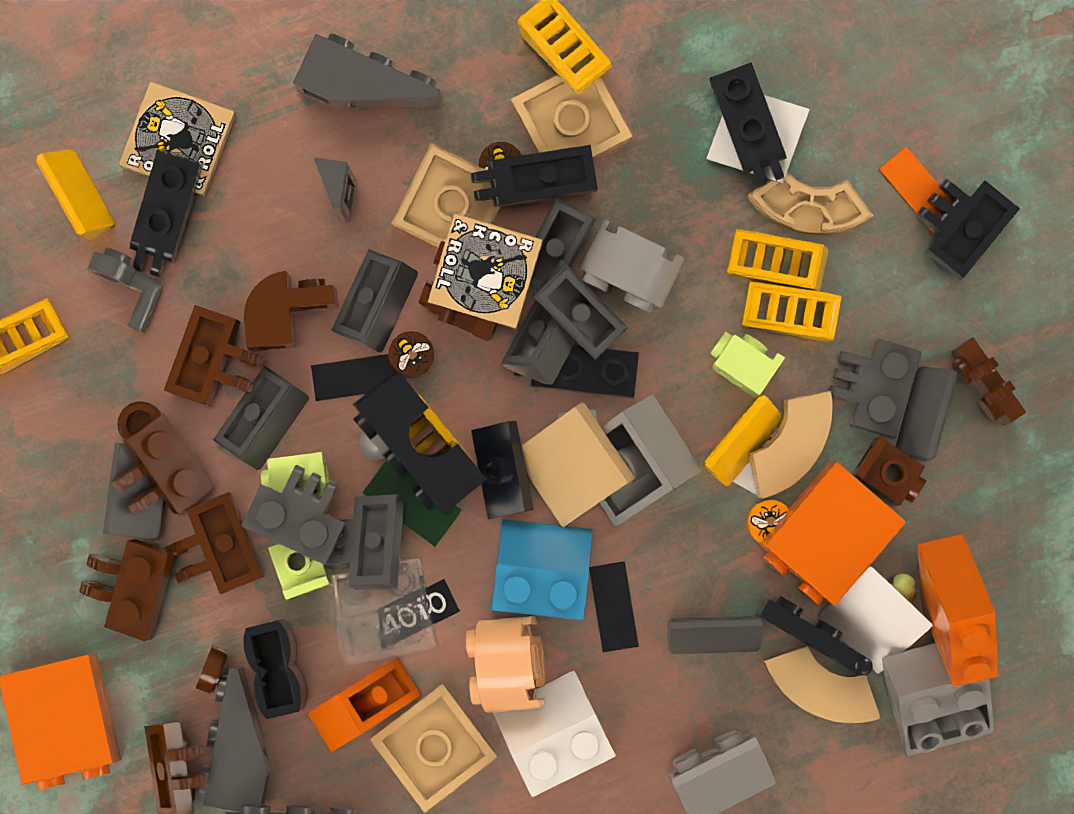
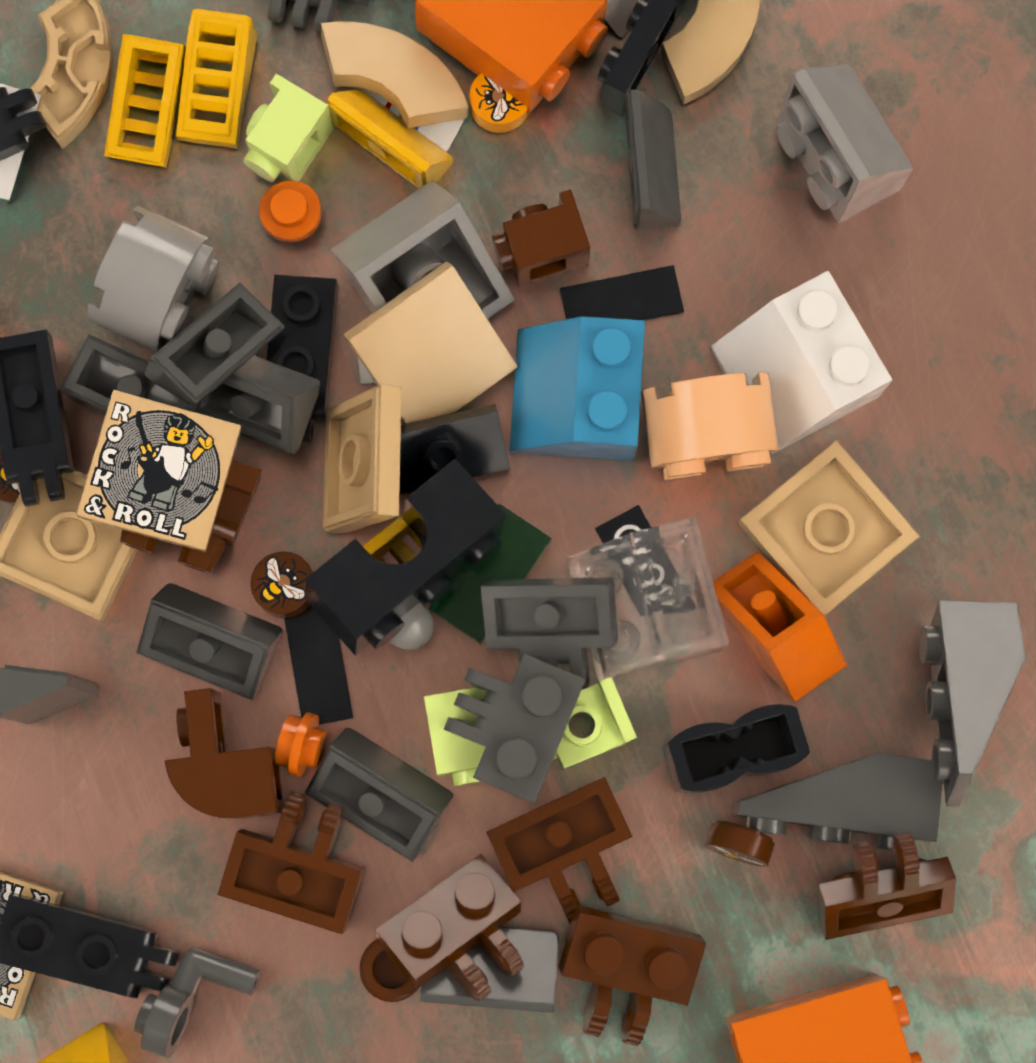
camera: 90 degrees left, 5 degrees down
(296, 364) = (300, 743): none -> orange plate
(491, 413) = (362, 460): none -> tan tile
(655, 549) = (543, 241): none -> reddish brown brick
(687, 364) = (290, 211): none -> orange plate

